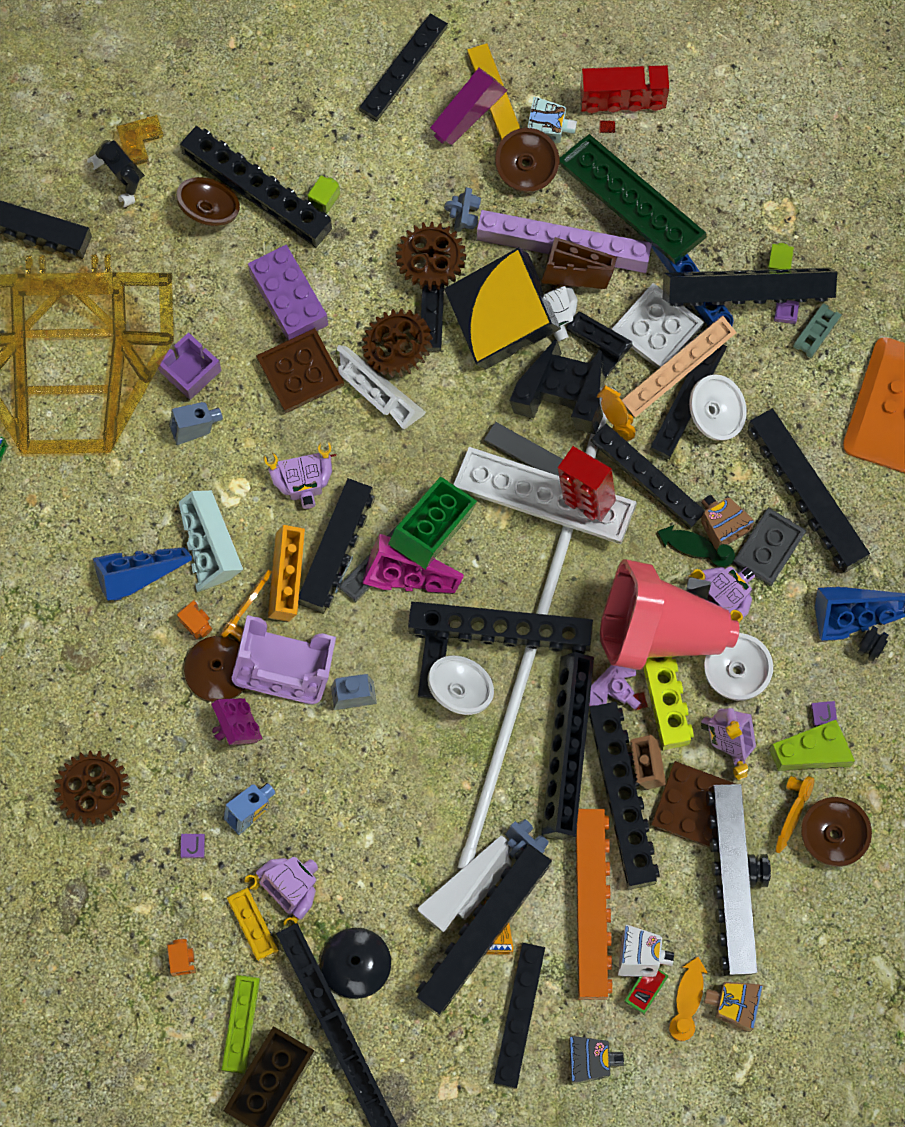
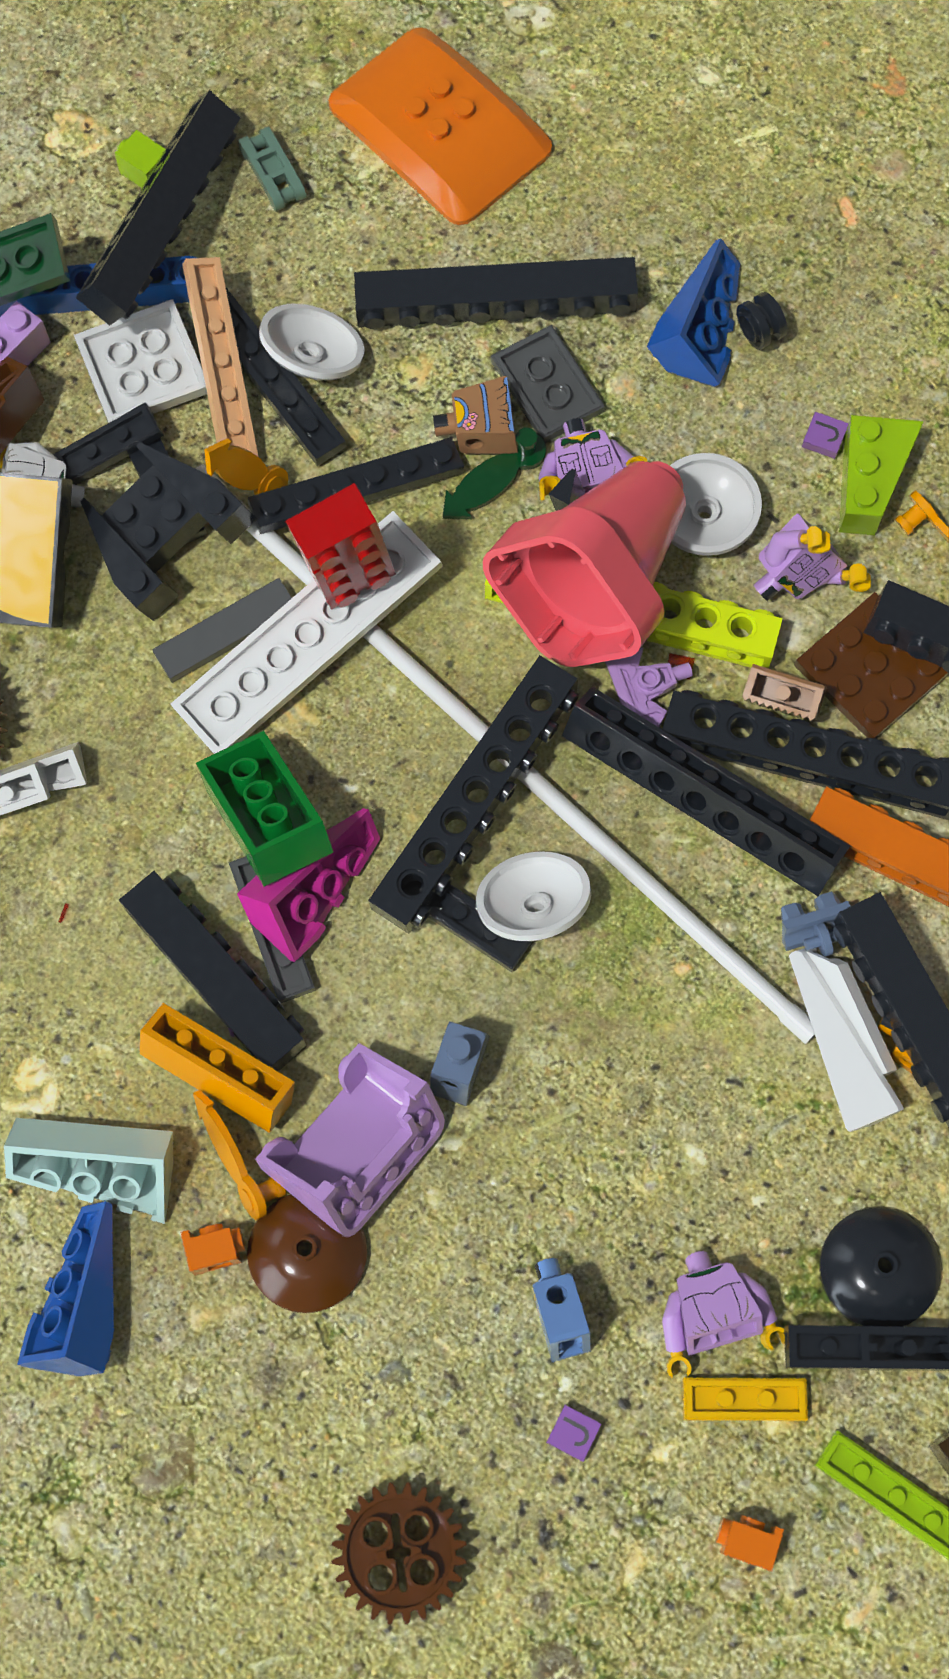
camera: 60 degrees left, 0 degrees up
(235, 722) = (414, 1265): magenta plate -> none
(302, 476) = (73, 967): lavender torso -> none
(786, 312) = (220, 193): medium lavender tile -> none

